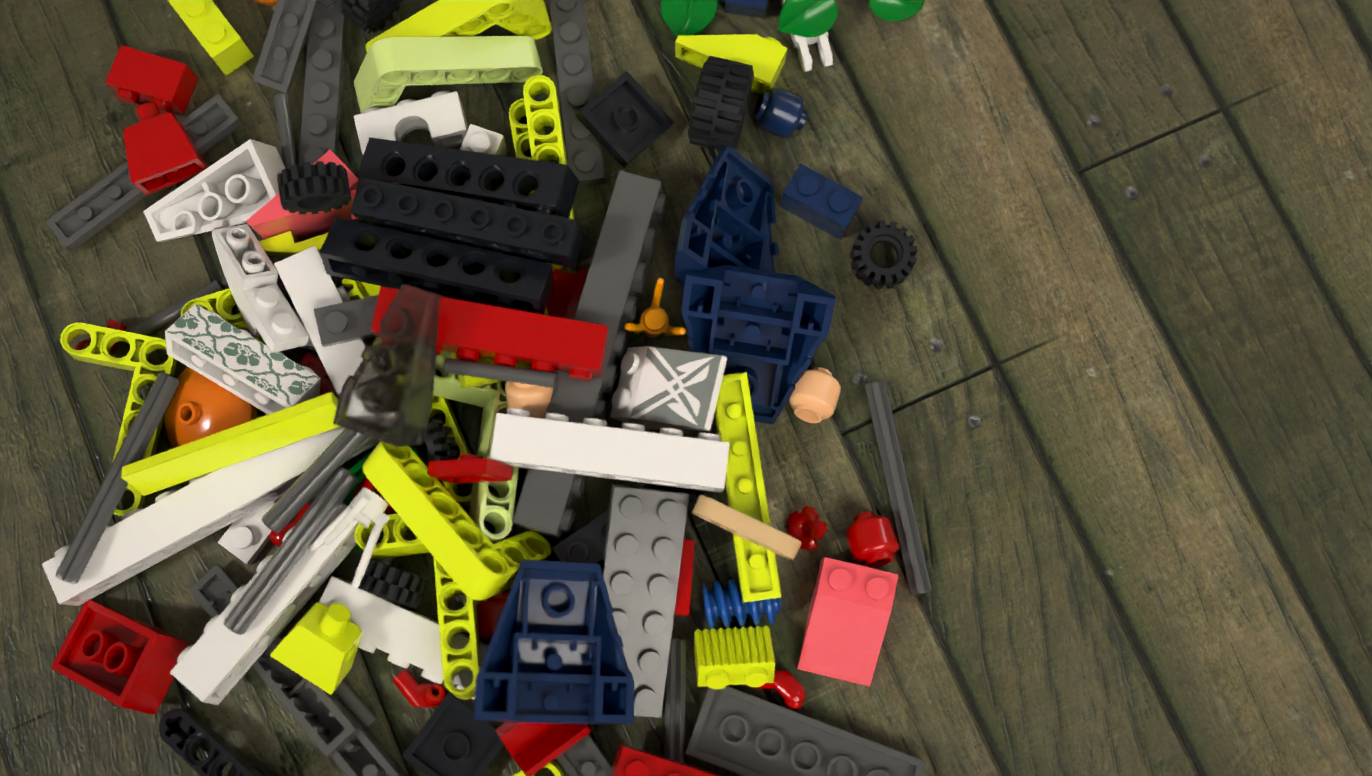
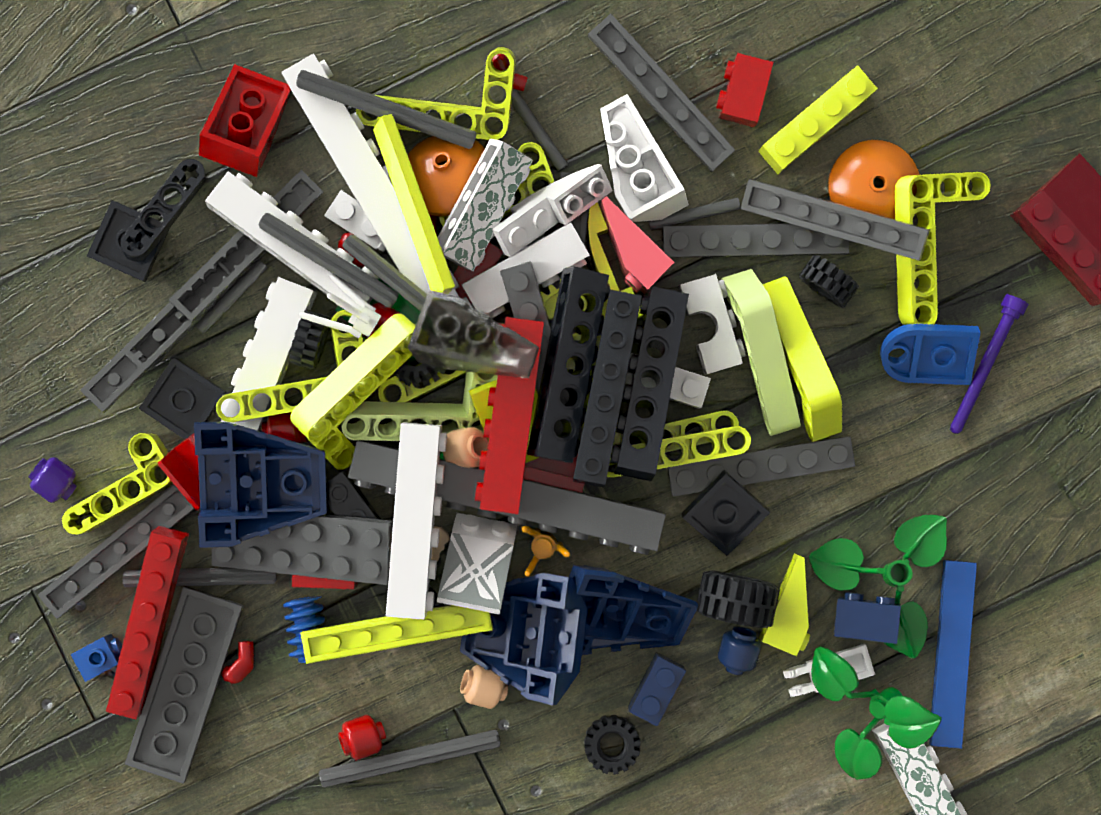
camera: 90 degrees right, 10 degrees up
(160, 150) = (676, 109): red torso -> none
(313, 187) = (629, 257): black tyre -> none
(321, 646) = (256, 286): neon yellow torso -> none
(419, 694) = (224, 367): red arm -> none
(470, 469) = (396, 404): red plate -> none
(501, 372) = (478, 424): dark grey bar -> none
(734, 657) = (260, 624): neon yellow brick -> none
(746, 527) = (358, 634): tan beam -> none
(806, 527) = (370, 680): red plant -> none
(847, 621) = (295, 717): coral slope -> none

